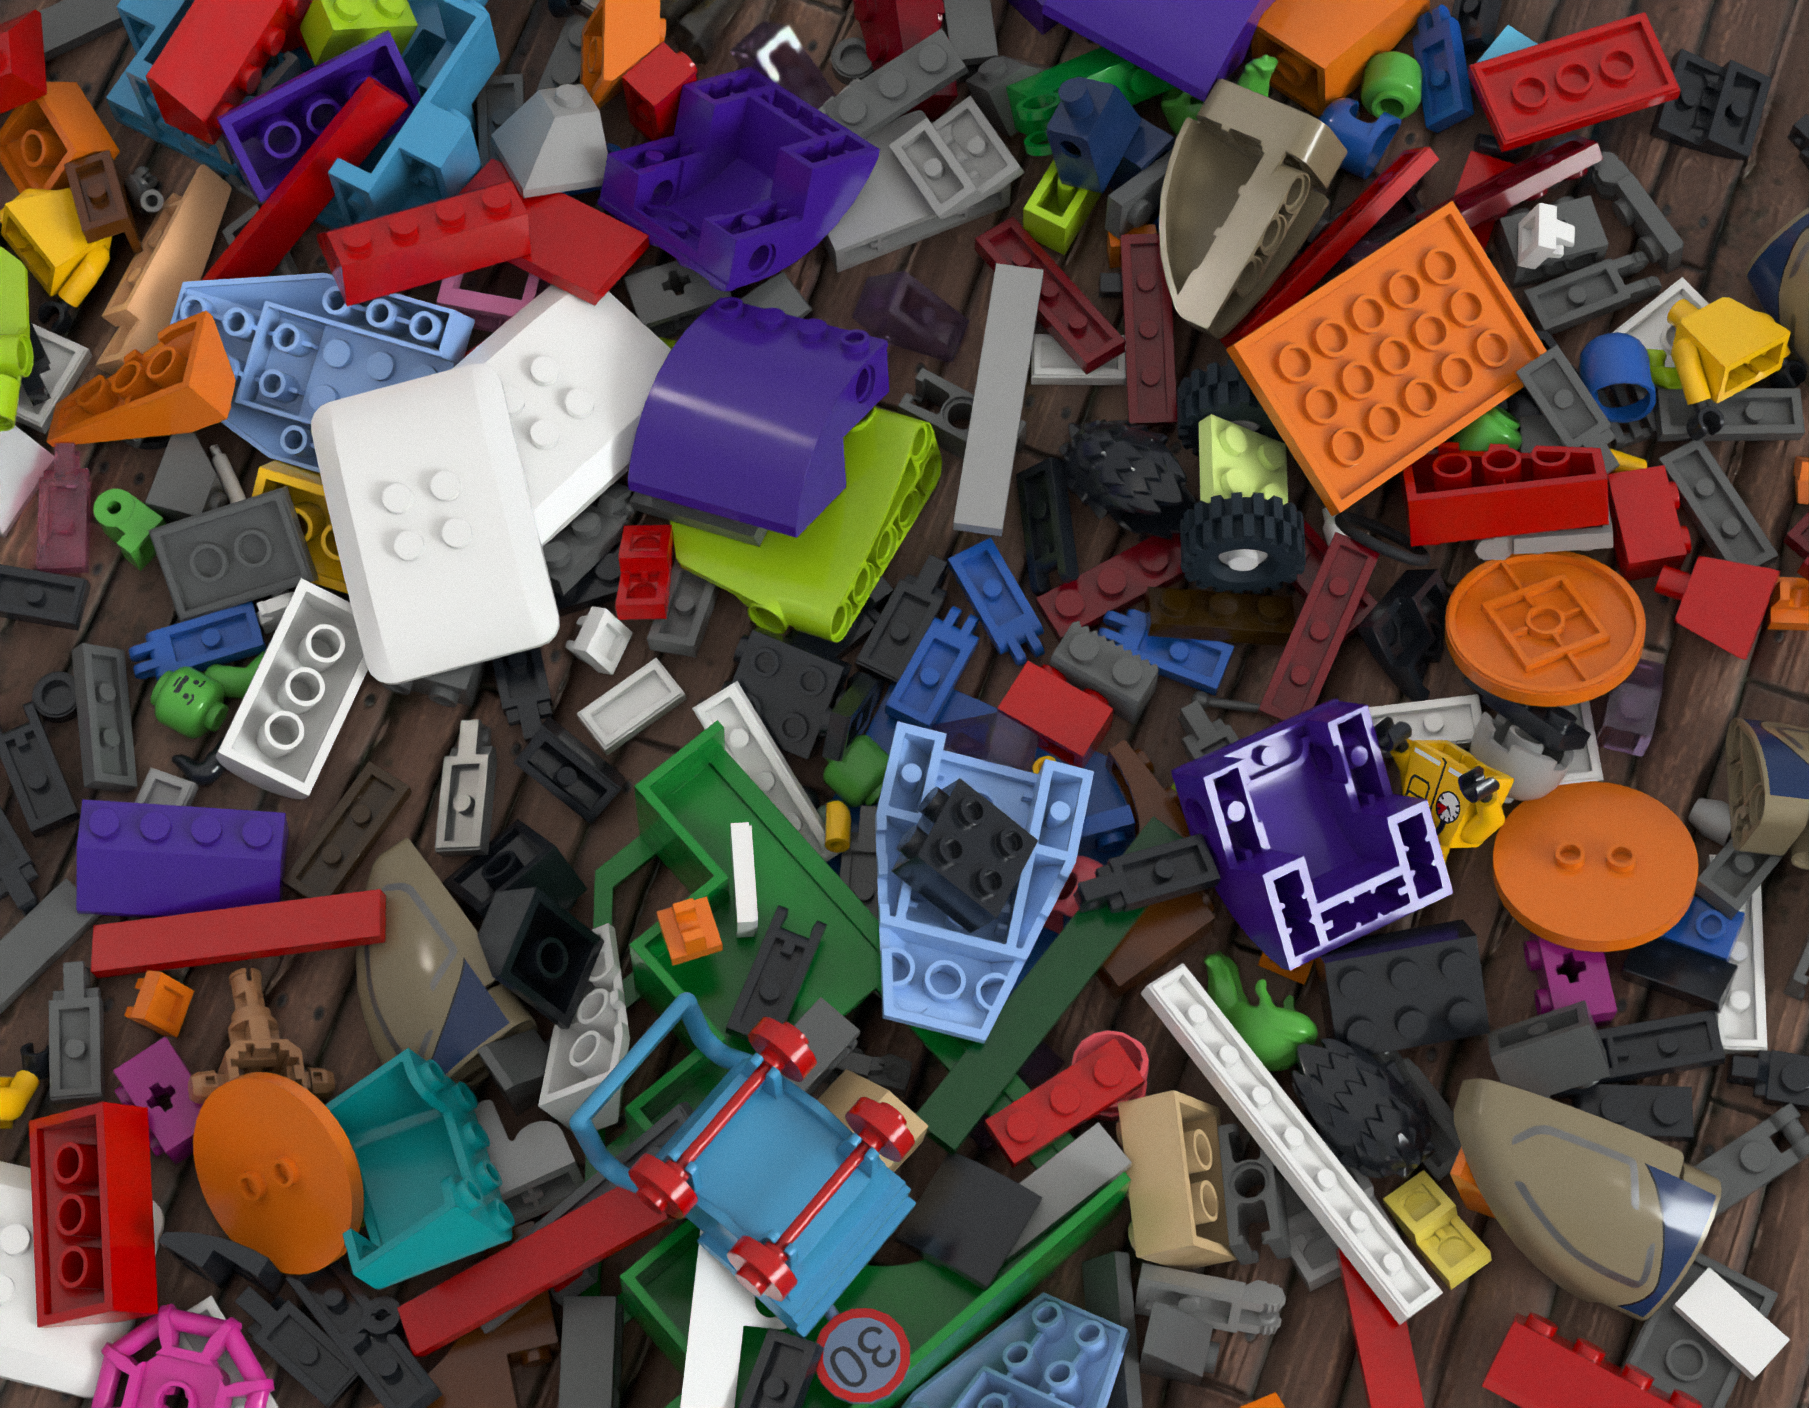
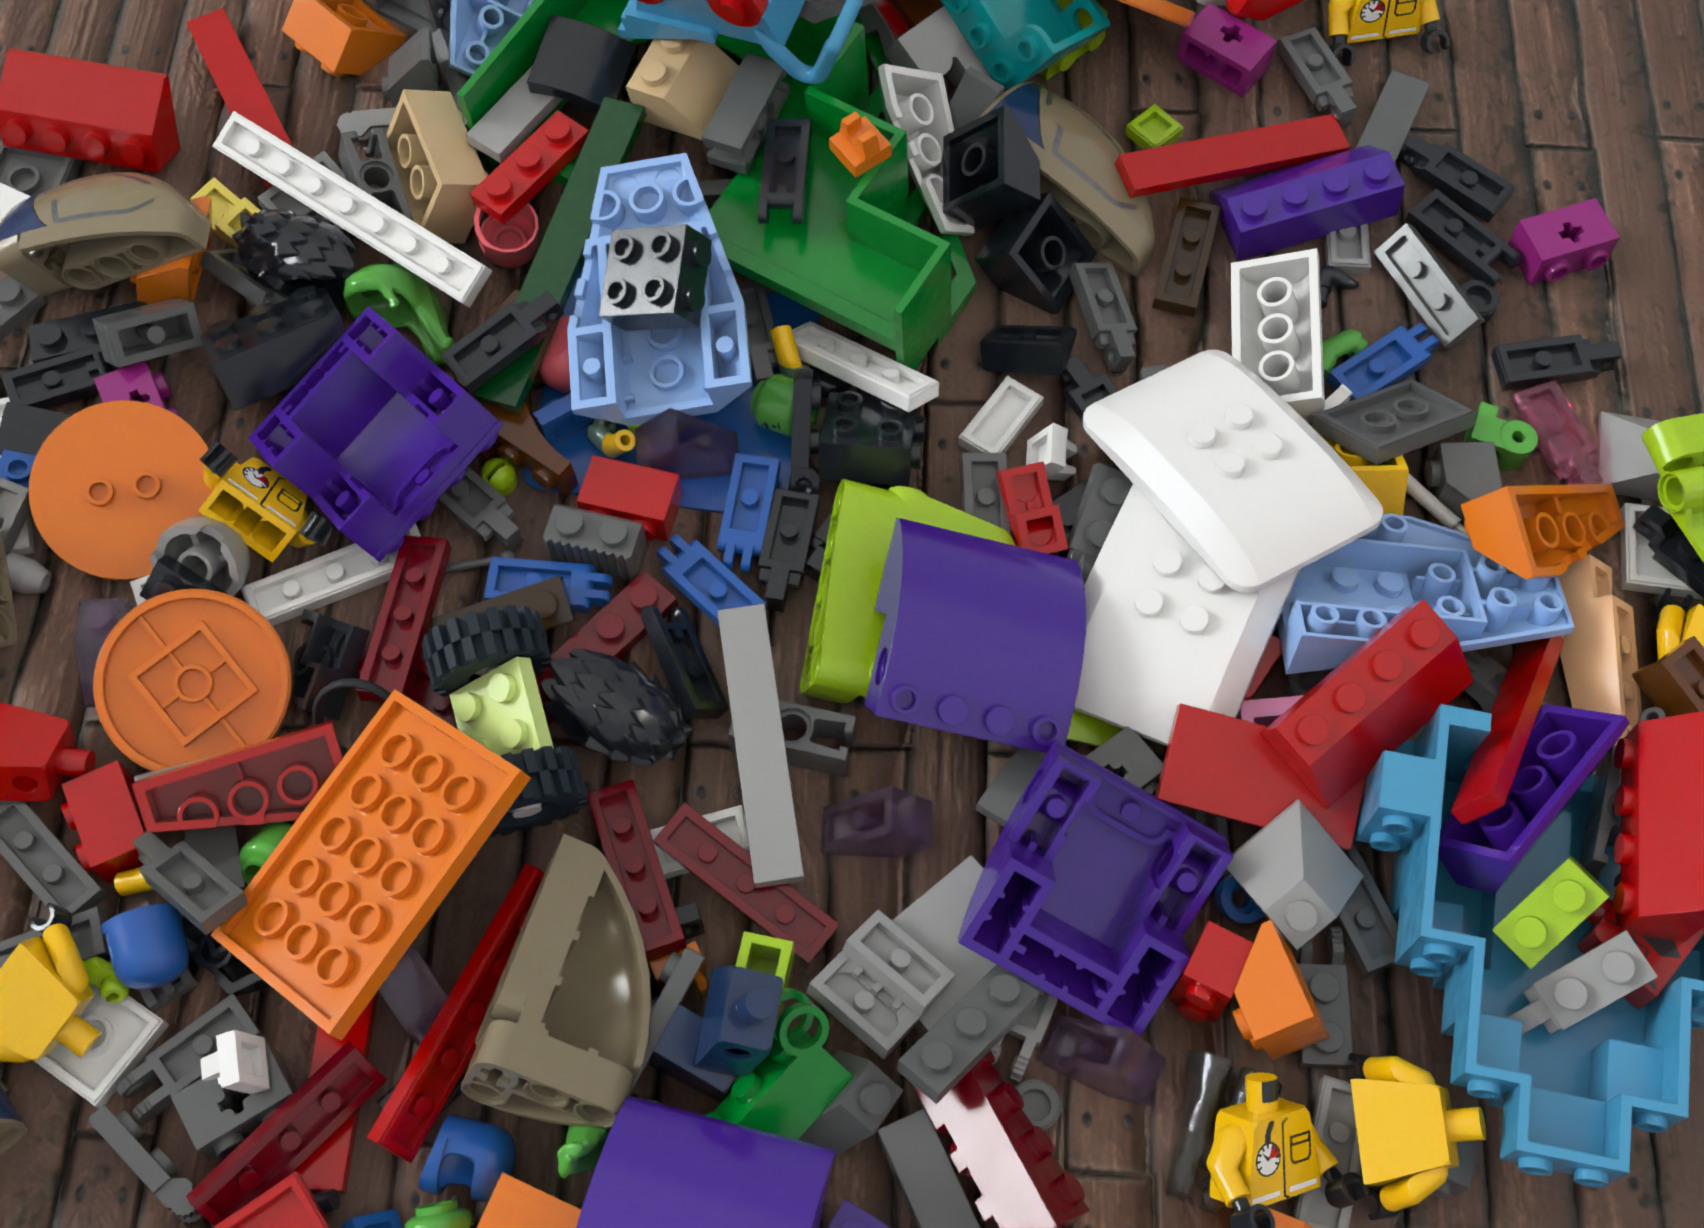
camera: 160 degrees right, 5 degrees down
(160, 1003) = (1269, 104): orange tile -> none
(189, 702) = (1366, 309): bright green head -> none
(257, 1046) = (1182, 92): medium nougat piece -> none
(305, 1024) = (1154, 129): none -> lime tile
(743, 879) = (837, 226): white tile -> none

